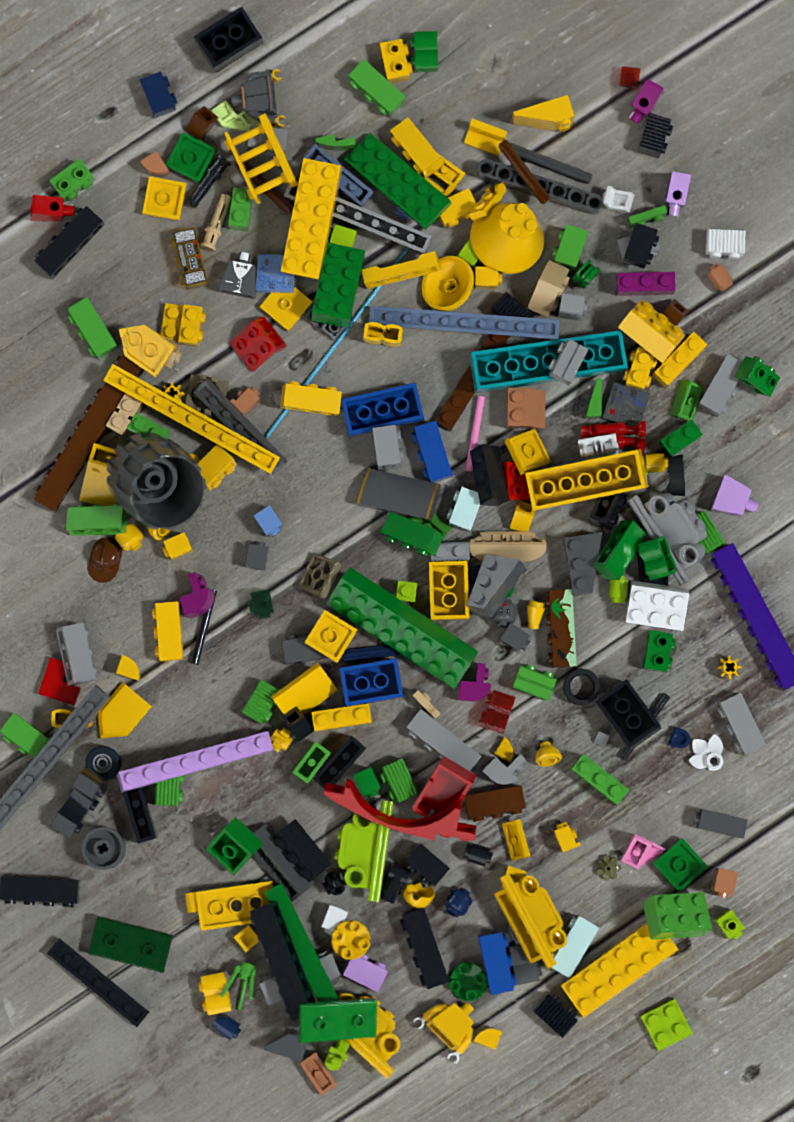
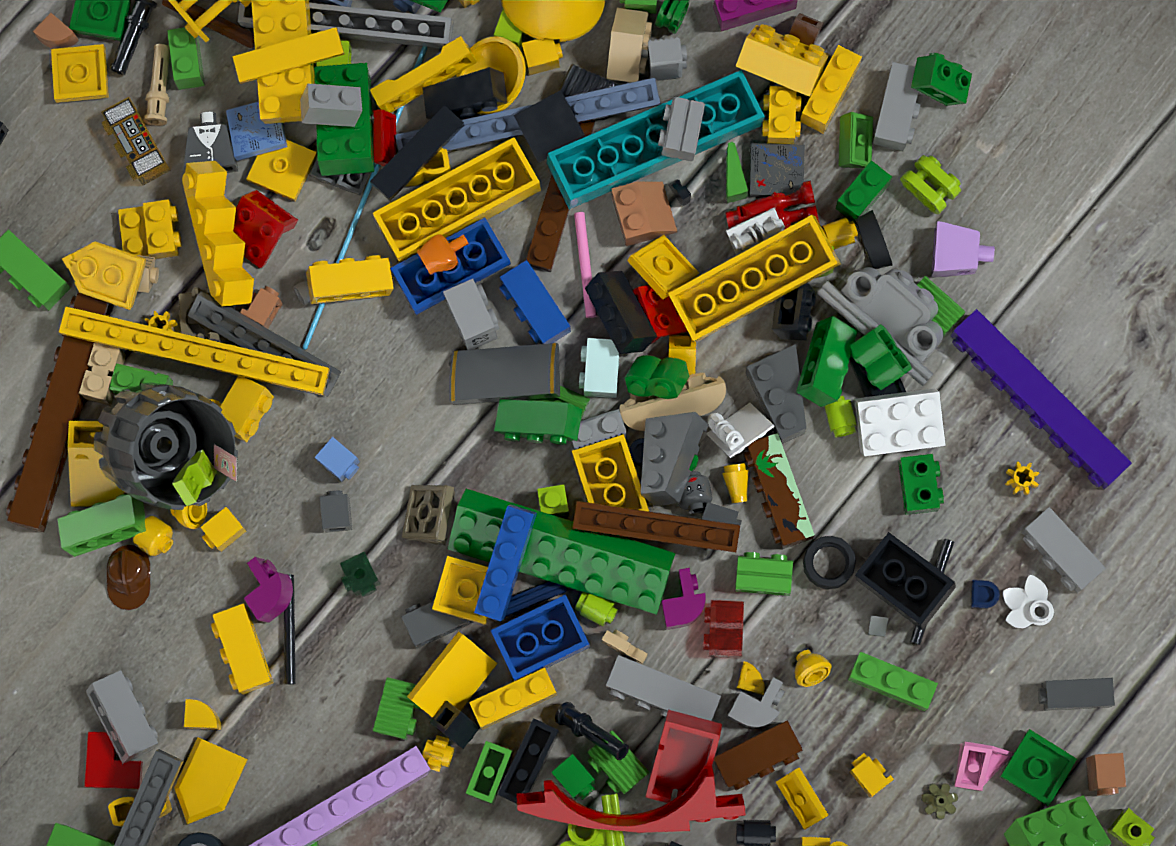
camera: 10 degrees left, 5 degrees down
(168, 509) = (194, 477): none -> lime slope
(193, 505) = (225, 463): none -> bright pink sticker
(228, 334) = (214, 226): none -> yellow brick
(312, 233) = (288, 55): none -> yellow tile
(332, 277) = (331, 105): none -> light grey brick
(362, 306) = (384, 136): none -> red tile
(362, 626) = (505, 562): none -> blue brick
(377, 400) = (440, 254): none -> orange piece
(381, 325) = (417, 153): none -> black tile
(383, 749) = (614, 746): none -> black pin
(400, 365) = (458, 199): none -> yellow brick
(415, 673) = (596, 608): none -> lime brick
(426, 293) = (467, 94): none -> black brick
(470, 630) = (656, 526): none -> reddish brown plate
(478, 332) = (549, 125): none -> black tile
(501, 527) = (657, 377): none -> green brick
(546, 579) = (738, 430): none -> white hinge
(555, 402) = (680, 192): none -> black tile
(739, 449) = (945, 183): none -> lime brick

